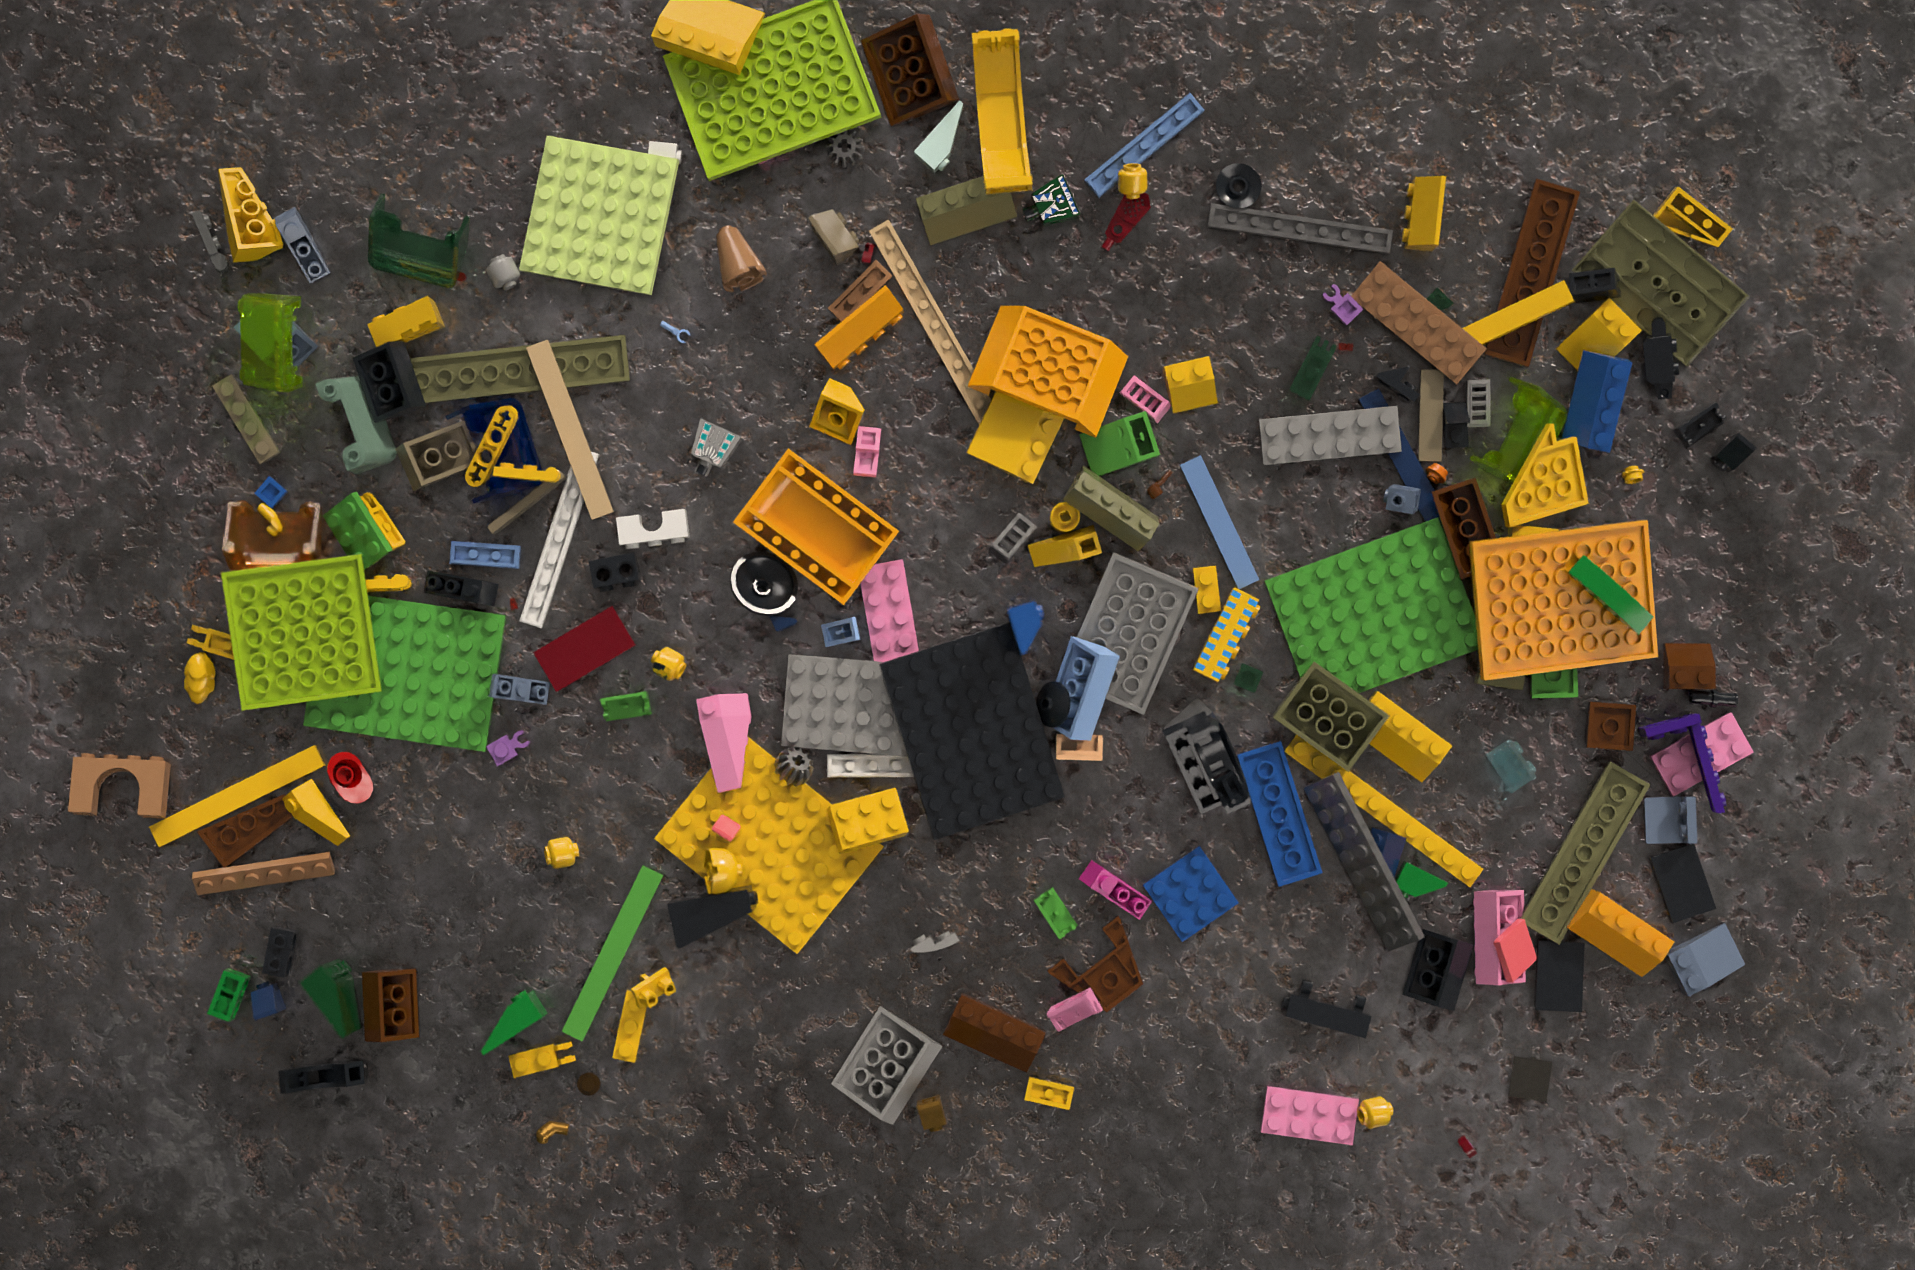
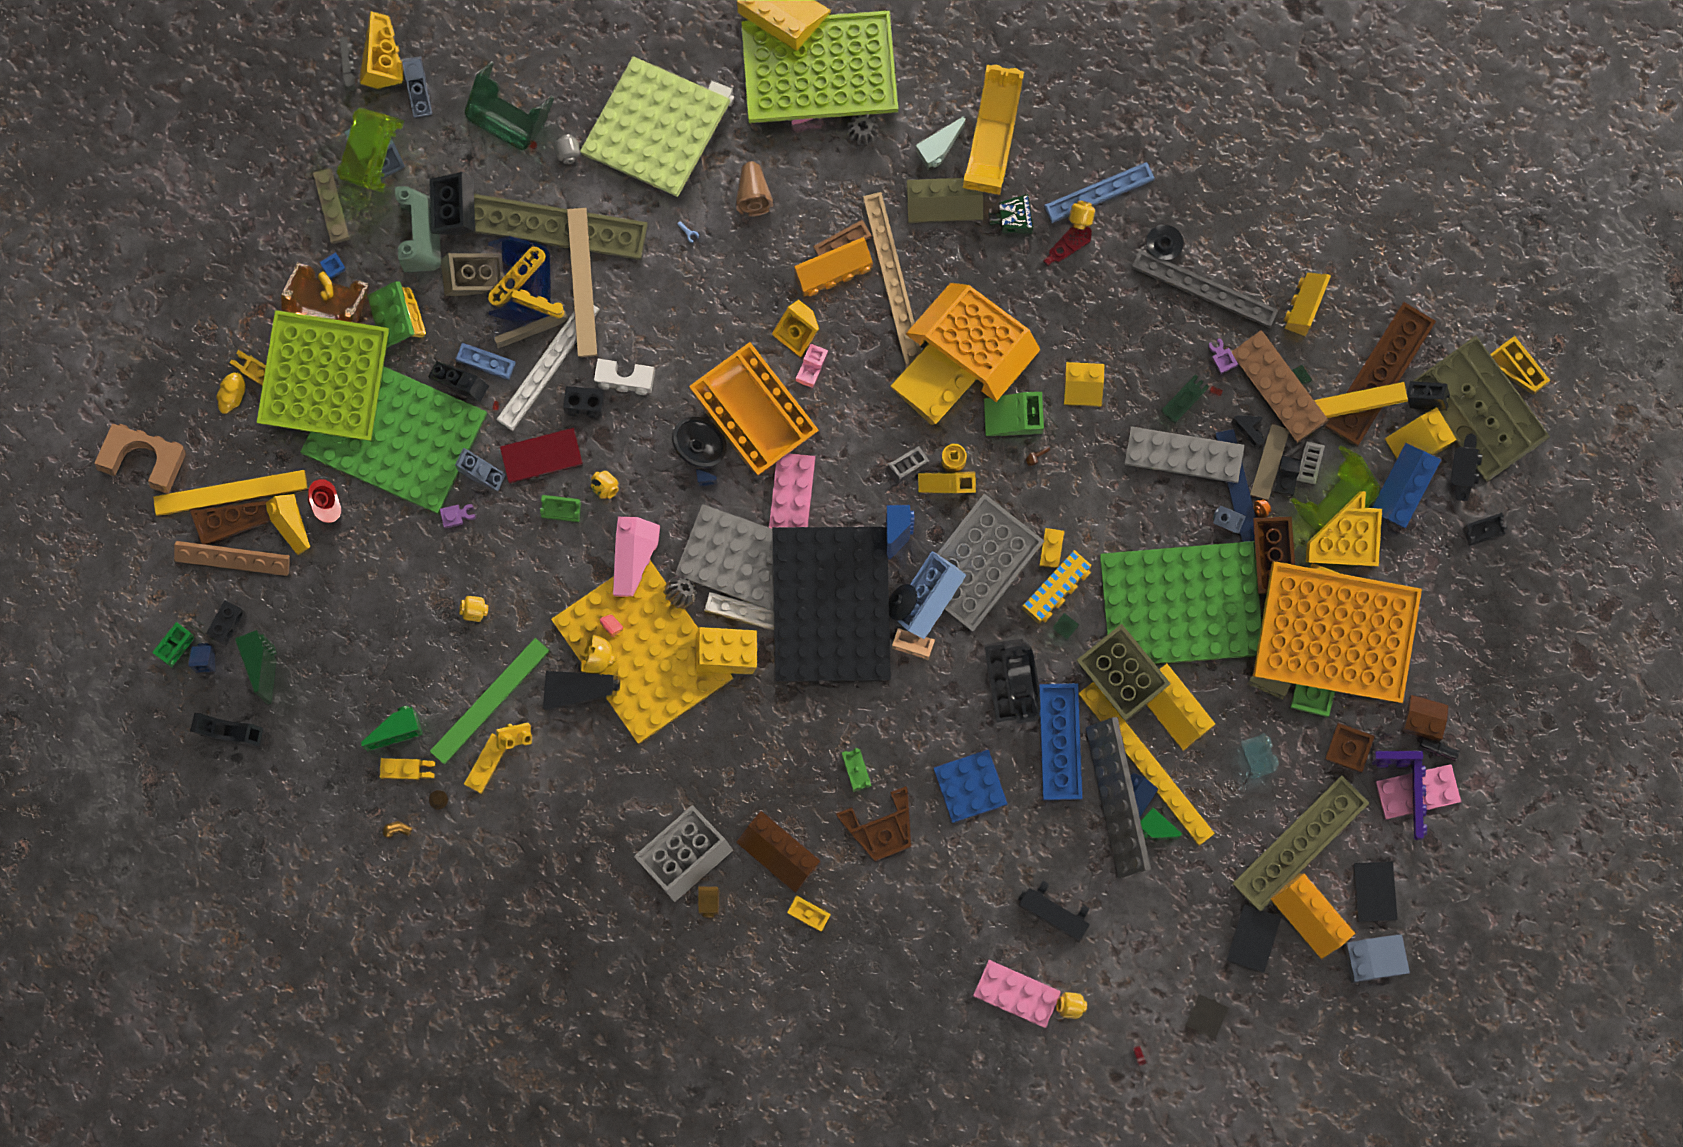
camera: 15 degrees right, 10 degrees down
(383, 584) = (400, 361): yellow hinge -> none
(390, 1005) = (299, 690): reddish brown slope -> none
(406, 322) = (481, 165): yellow wedge -> none
(713, 446) = (691, 327): torso -> none
(833, 235) = (834, 191): dark tan slope -> none
(840, 632) = (749, 498): light blue slope -> none
(868, 254) = (857, 214): dark red tile -> none
(910, 69) = (931, 84): reddish brown slope -> none
(926, 944) = (743, 764): light grey slope -> none
(1074, 1009) = (849, 851): bright pink hinge -> none
(1111, 509) = (992, 460): olive slope -> none
(1115, 890) = (910, 765): dark pink slope -> none
(1161, 410) = (1052, 396): bright pink slope -> none
(1219, 522) = (1076, 498): medium blue tile -> none
(1438, 970) = (1155, 904): black slope -> none
(1492, 916) = (1212, 891): bright pink slope -> none
(1515, 950) = (1222, 903): coral tile -> none
(1610, 594) = (1376, 637): green slope -> none
(1632, 475) = (1420, 553): yellow plate -> none
(1670, 820) = (1378, 836): sand blue bracket -> none
(1732, 453) = (1505, 557): black slope -> none

